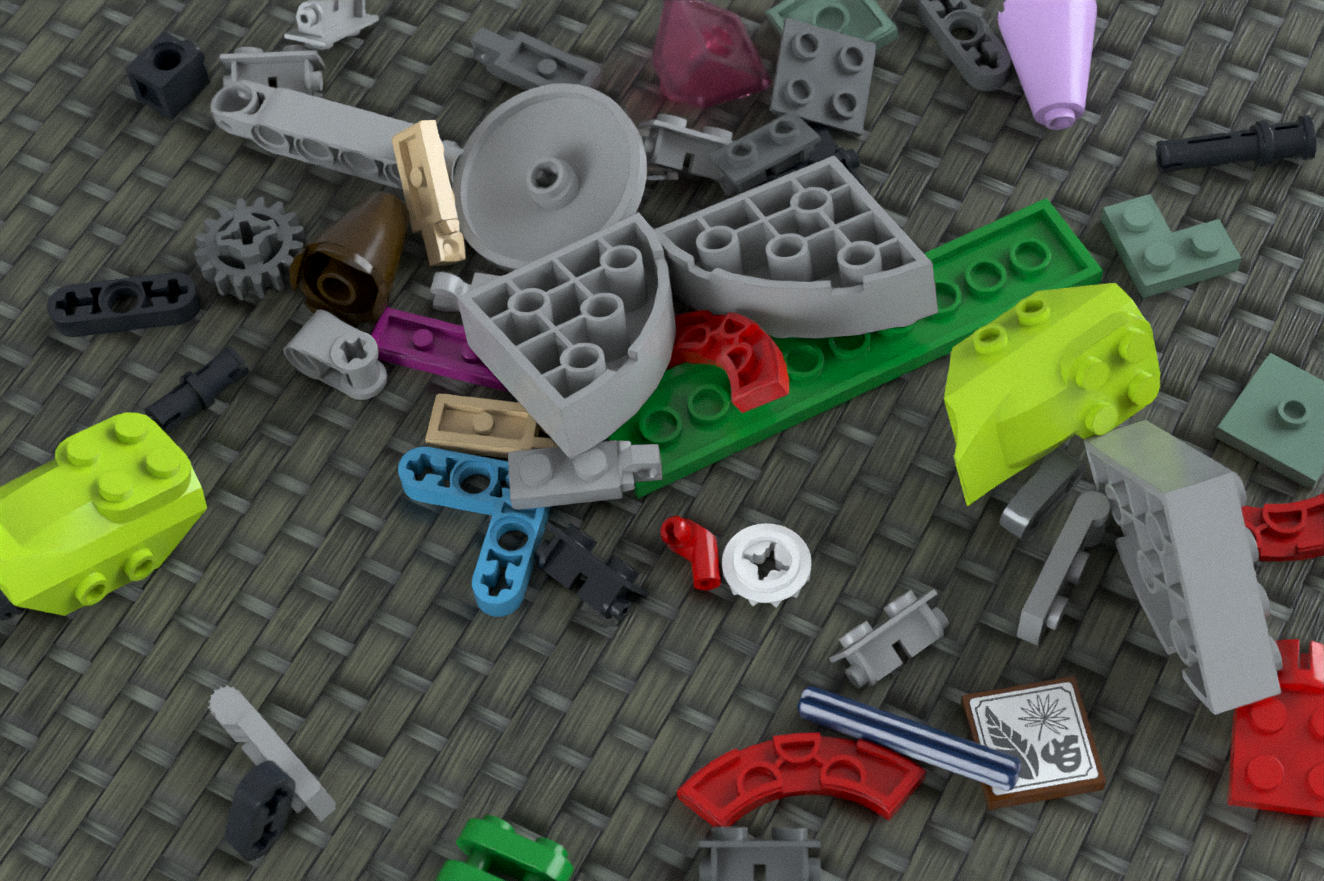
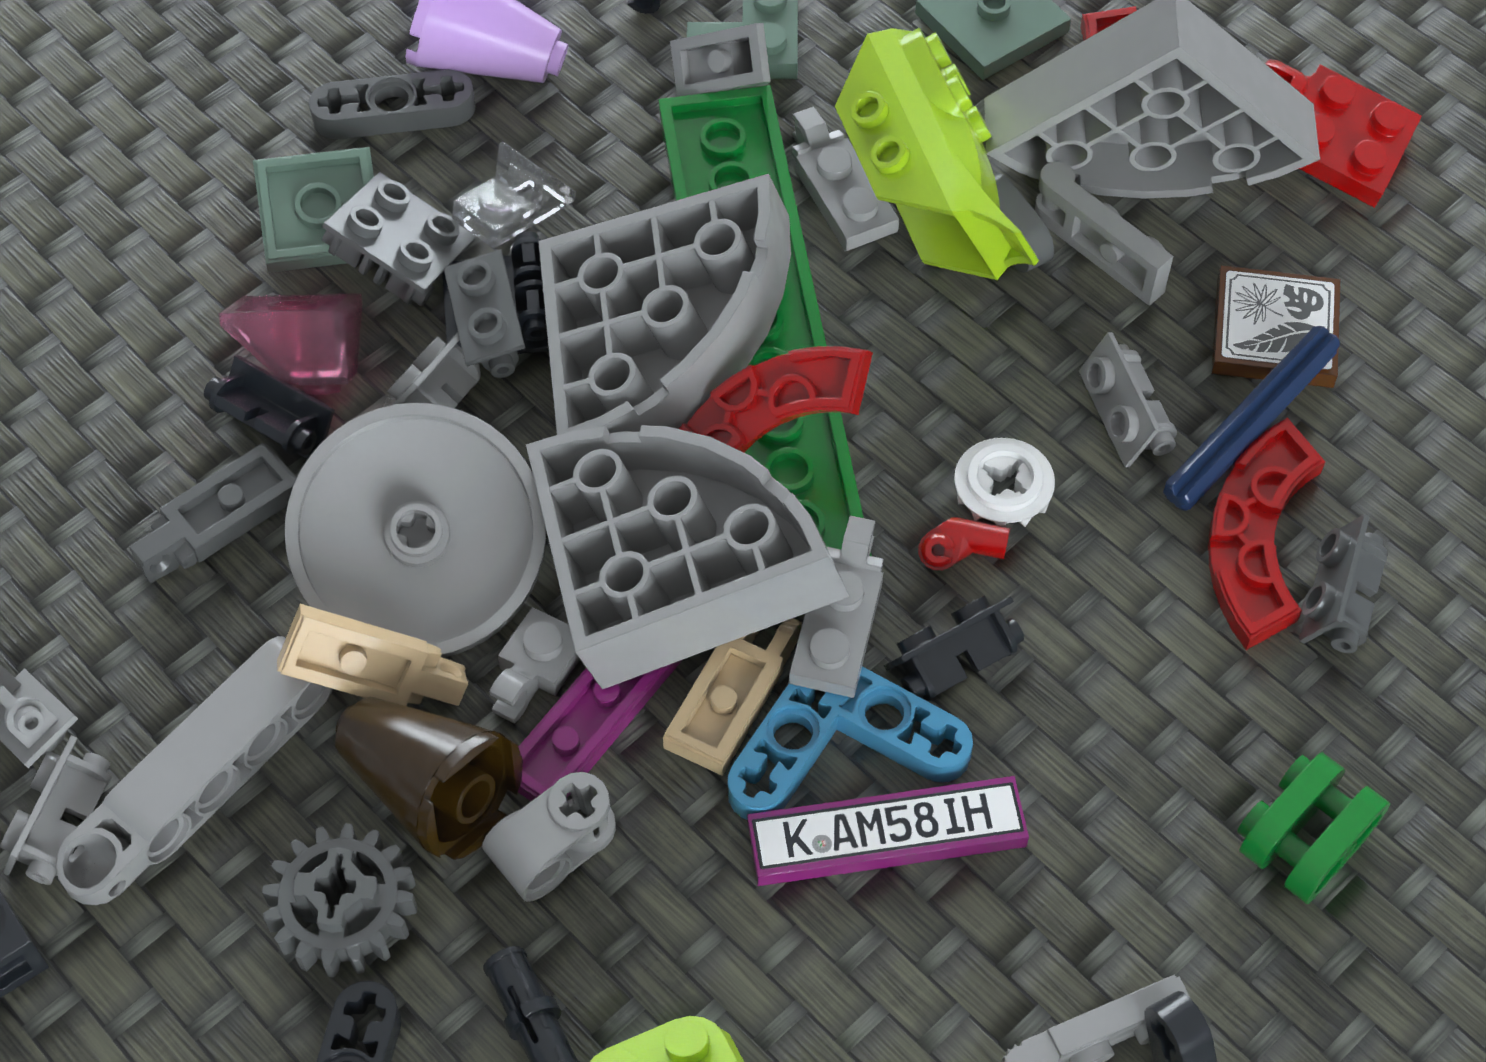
camera: 75 degrees left, 0 degrees up
(415, 573) = (887, 830): none -> tile
(625, 77) = (271, 407): none -> black hinge
(904, 143) = (511, 200): none -> clear slope
(1104, 231) = (721, 60): none -> light grey slope

